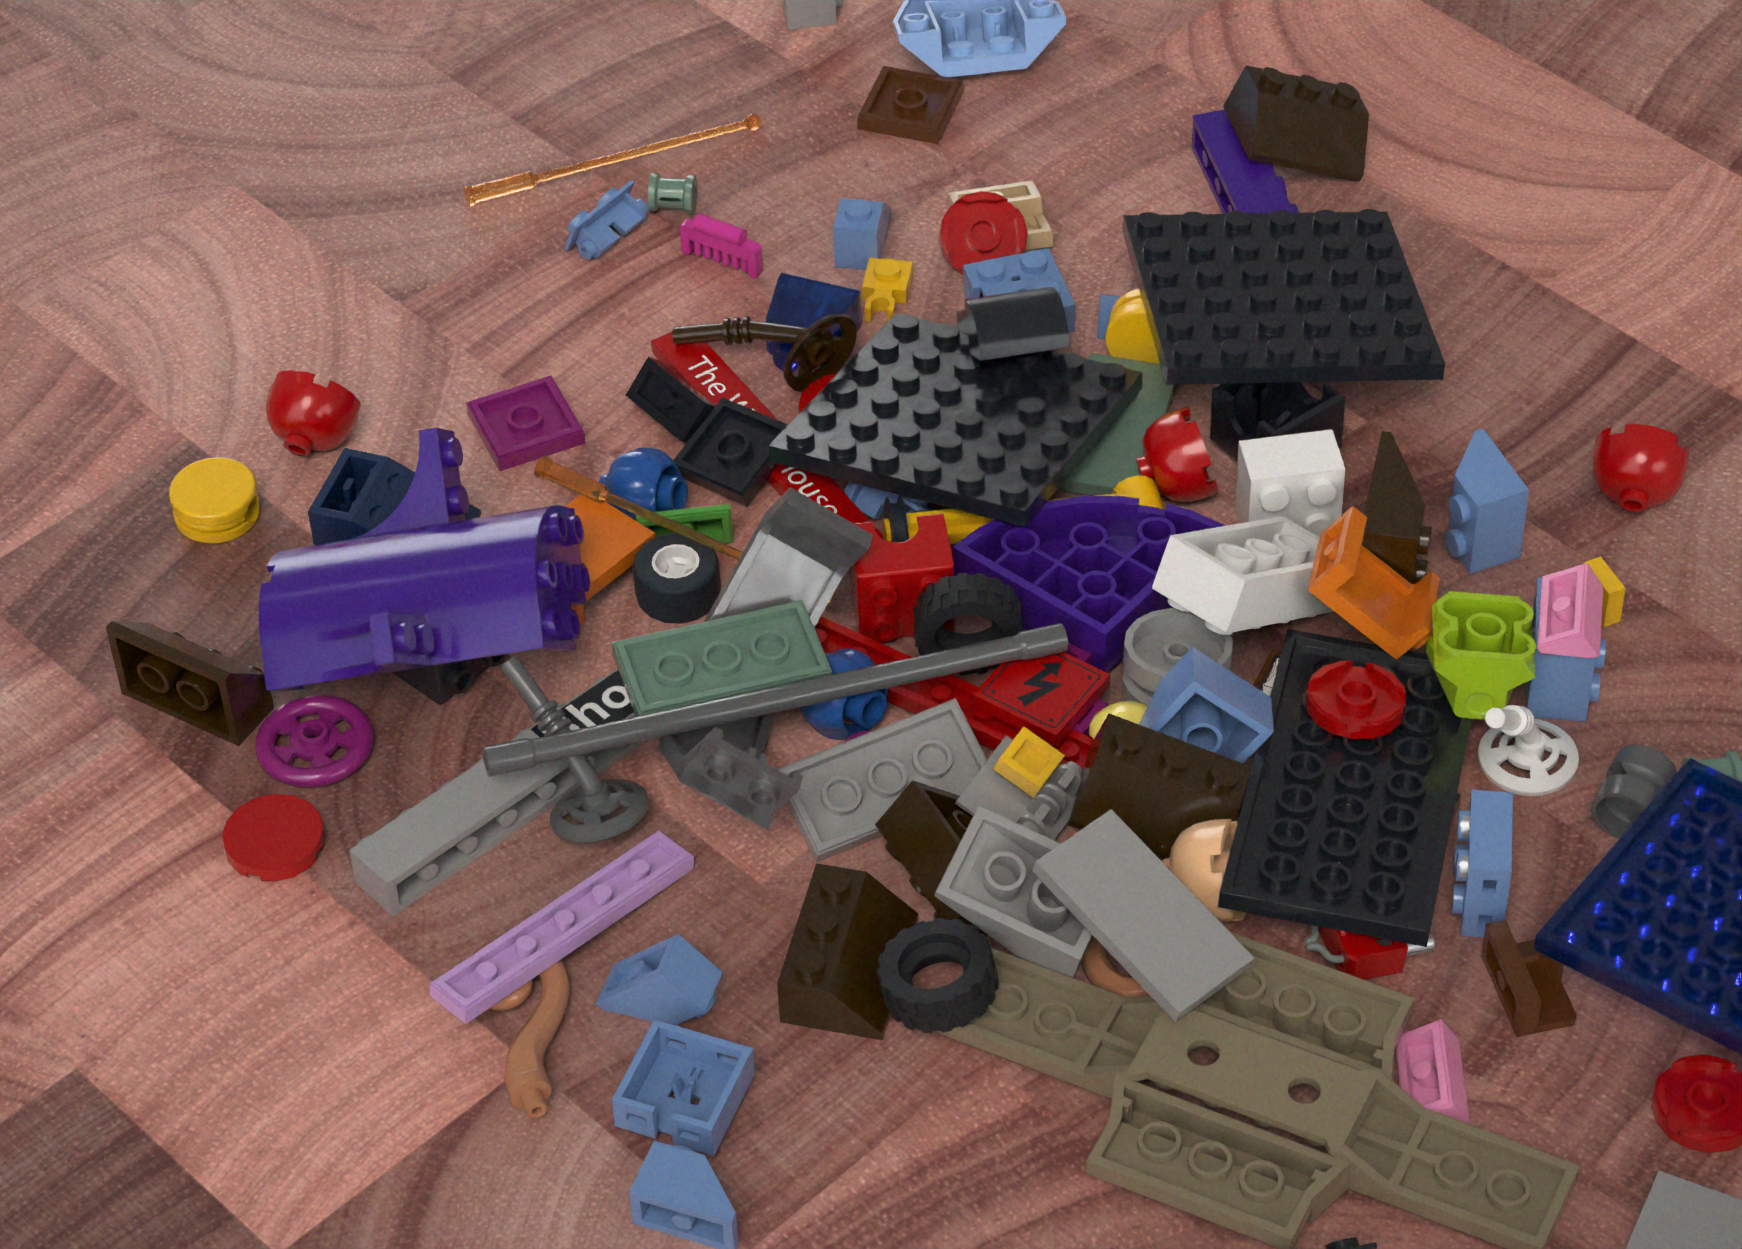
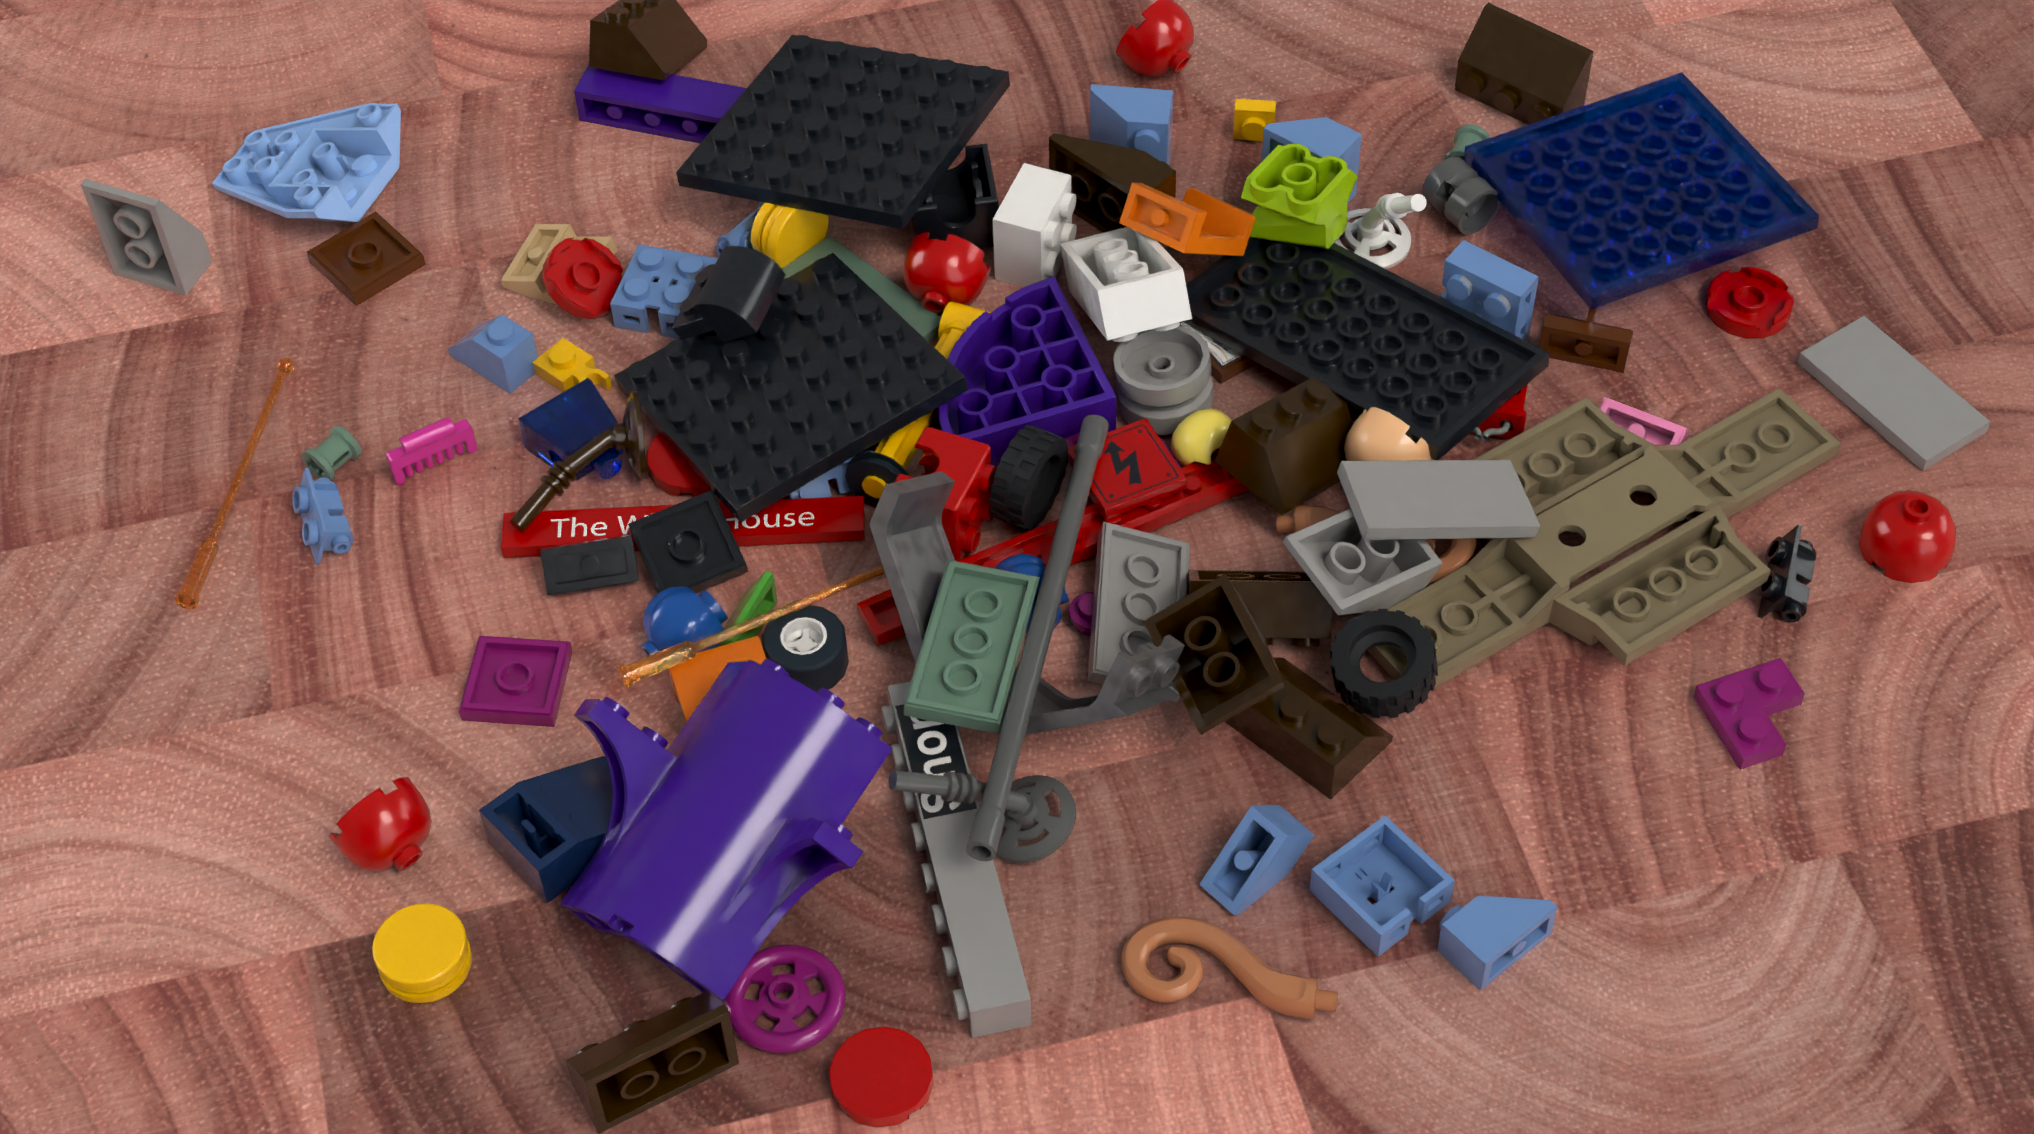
camera: 60 degrees left, 5 degrees up
(561, 927) = (1149, 900): lavender tile -> none
(836, 830) = (1224, 653): none -> dark brown slope
(1028, 762) = (1203, 507): yellow plate -> none
(1044, 813) = (1223, 532): light grey hinge -> none
(1210, 708) = (1245, 372): medium blue slope -> none
(1355, 700) = (1279, 292): red tile -> none
(1571, 613) = (1318, 125): bright pink slope -> none

